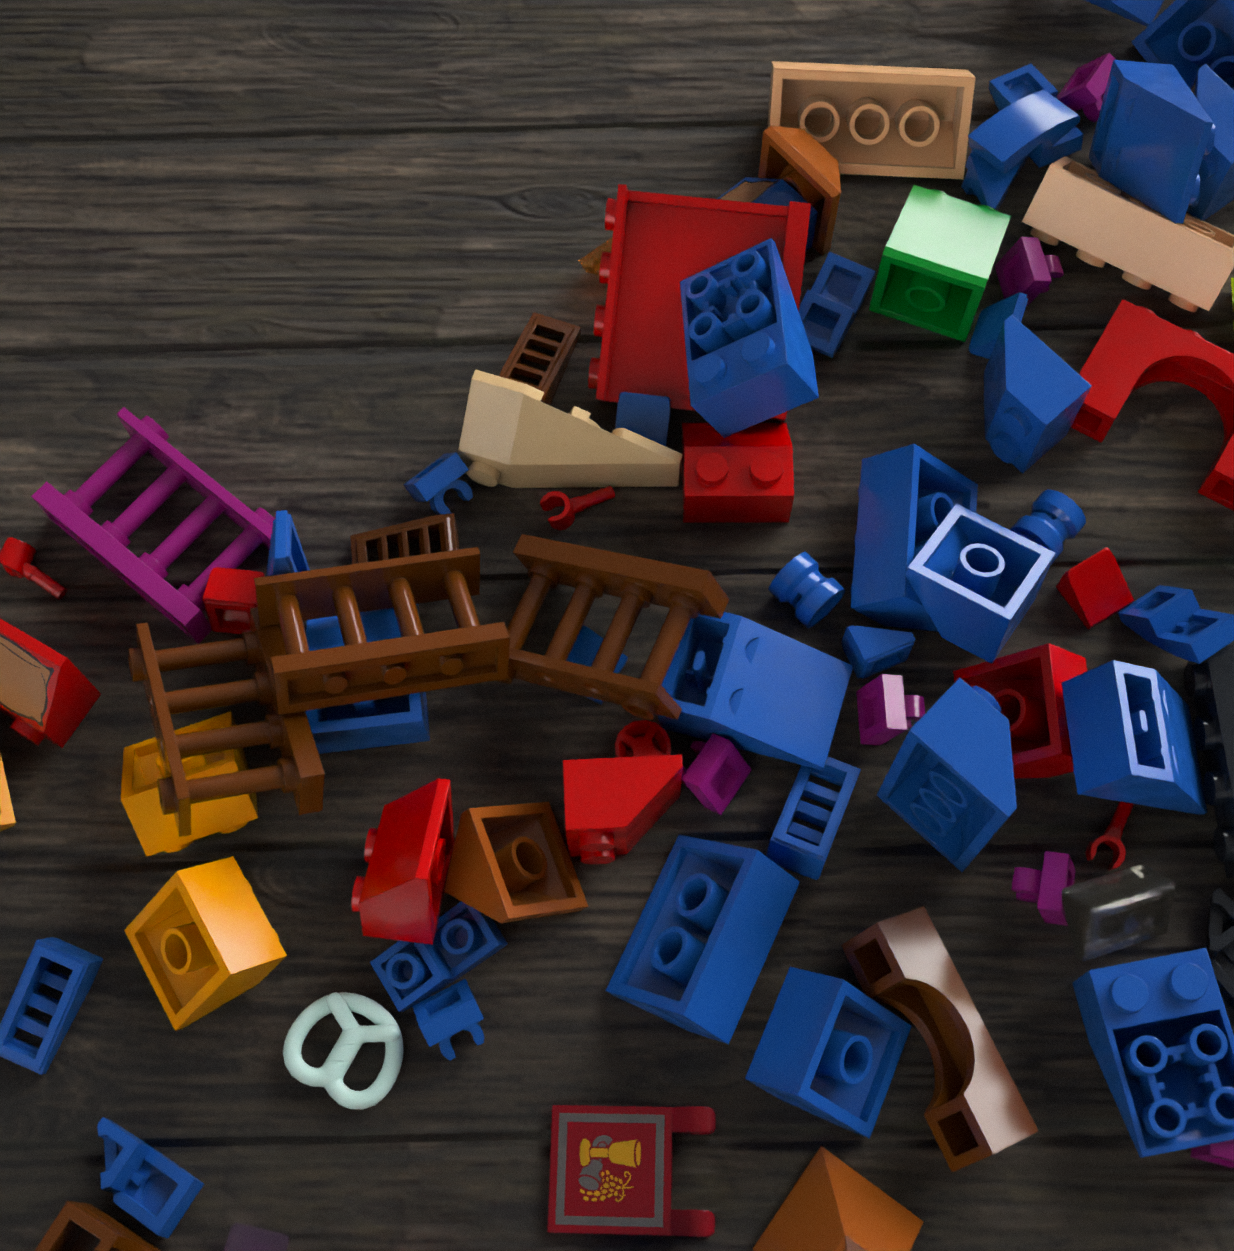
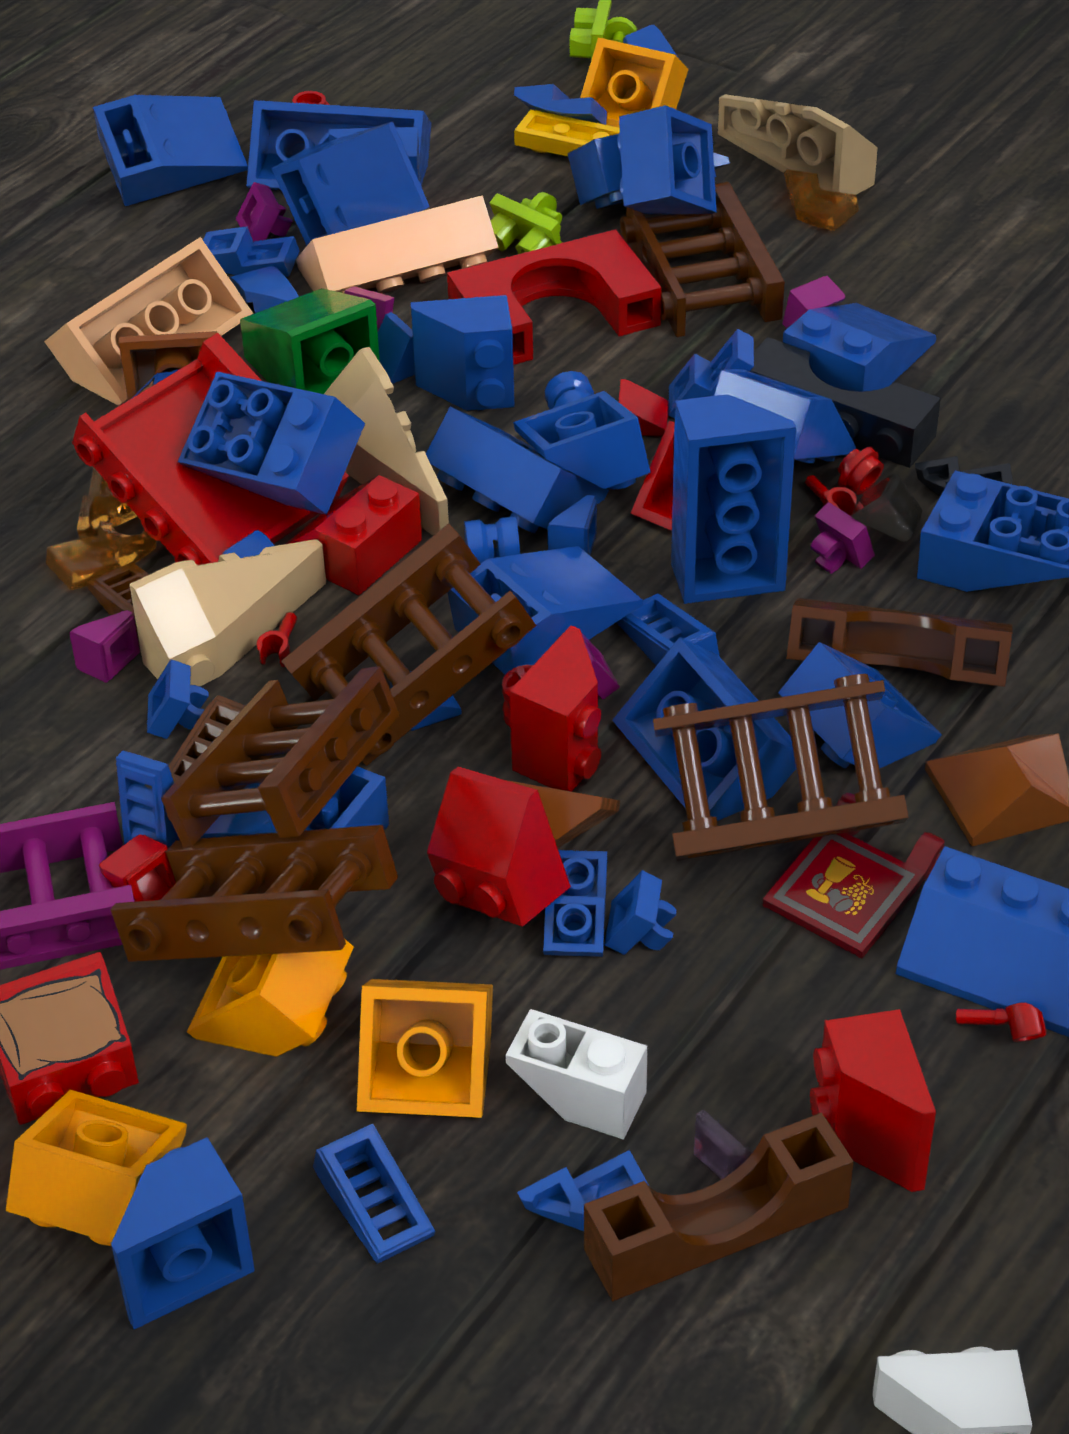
camera: 55 degrees left, 25 degrees down
(238, 1087) = (581, 1071): none -> white slope
(353, 1035) = (600, 1000): light aqua piece -> none
(453, 383) = (105, 645): none -> magenta slope
(564, 293) = (93, 556): none -> clear orange slope
(624, 1089) = (815, 813): none -> reddish brown fence
(859, 391) = (386, 440): none -> tan wedge
(885, 709) = (627, 551): magenta tile -> none
(1019, 128) = (261, 253): blue slope -> none
(1166, 841) = (860, 470): none -> red plate

